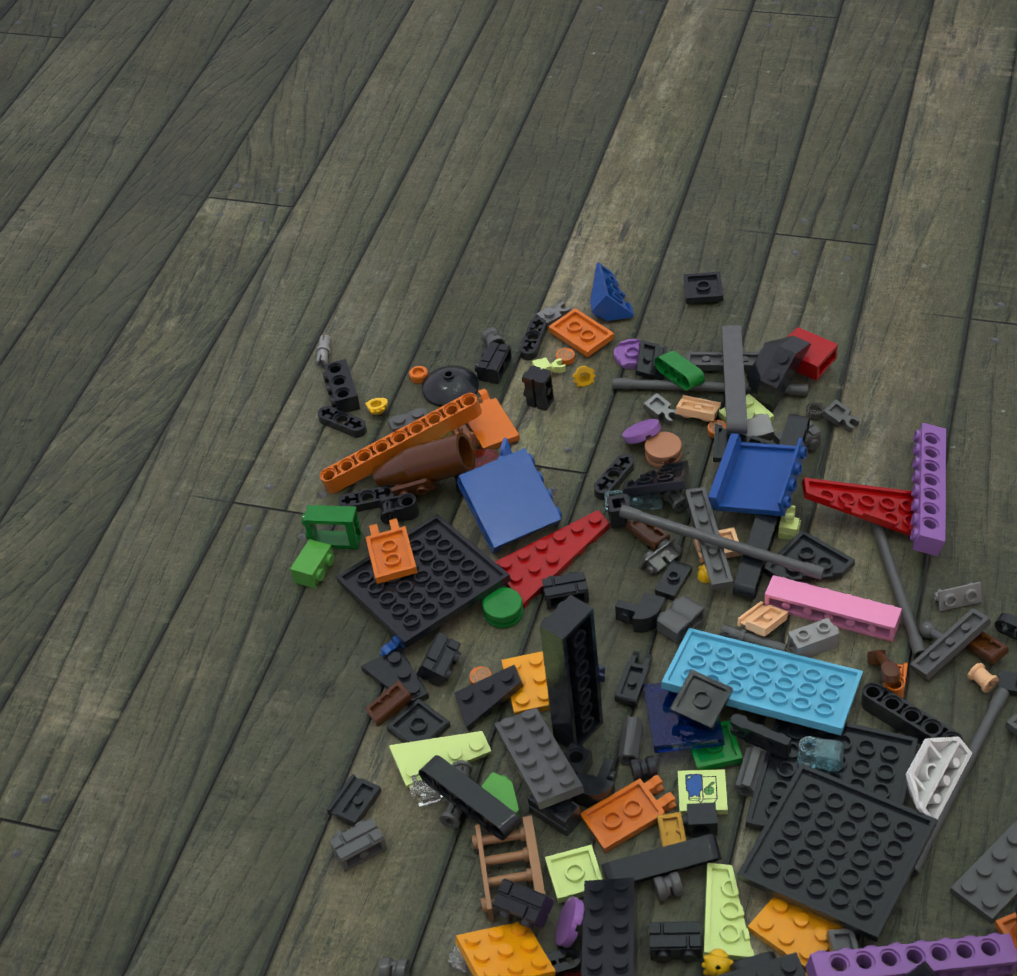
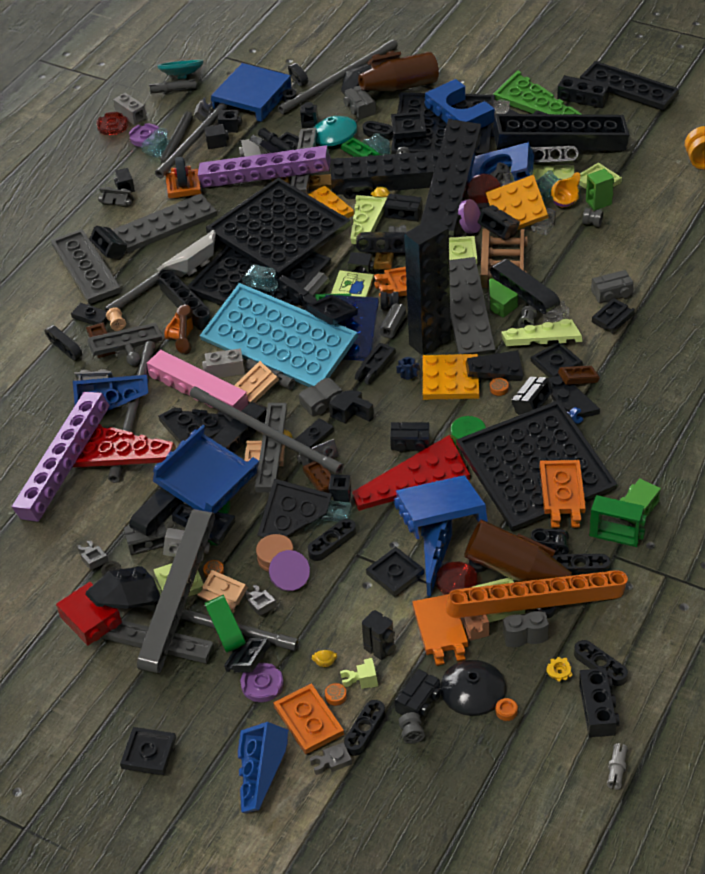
camera: 170 degrees left, 0 degrees up
(547, 455) = (395, 571): none -> black plate
(946, 568) = (115, 390): none -> blue wedge

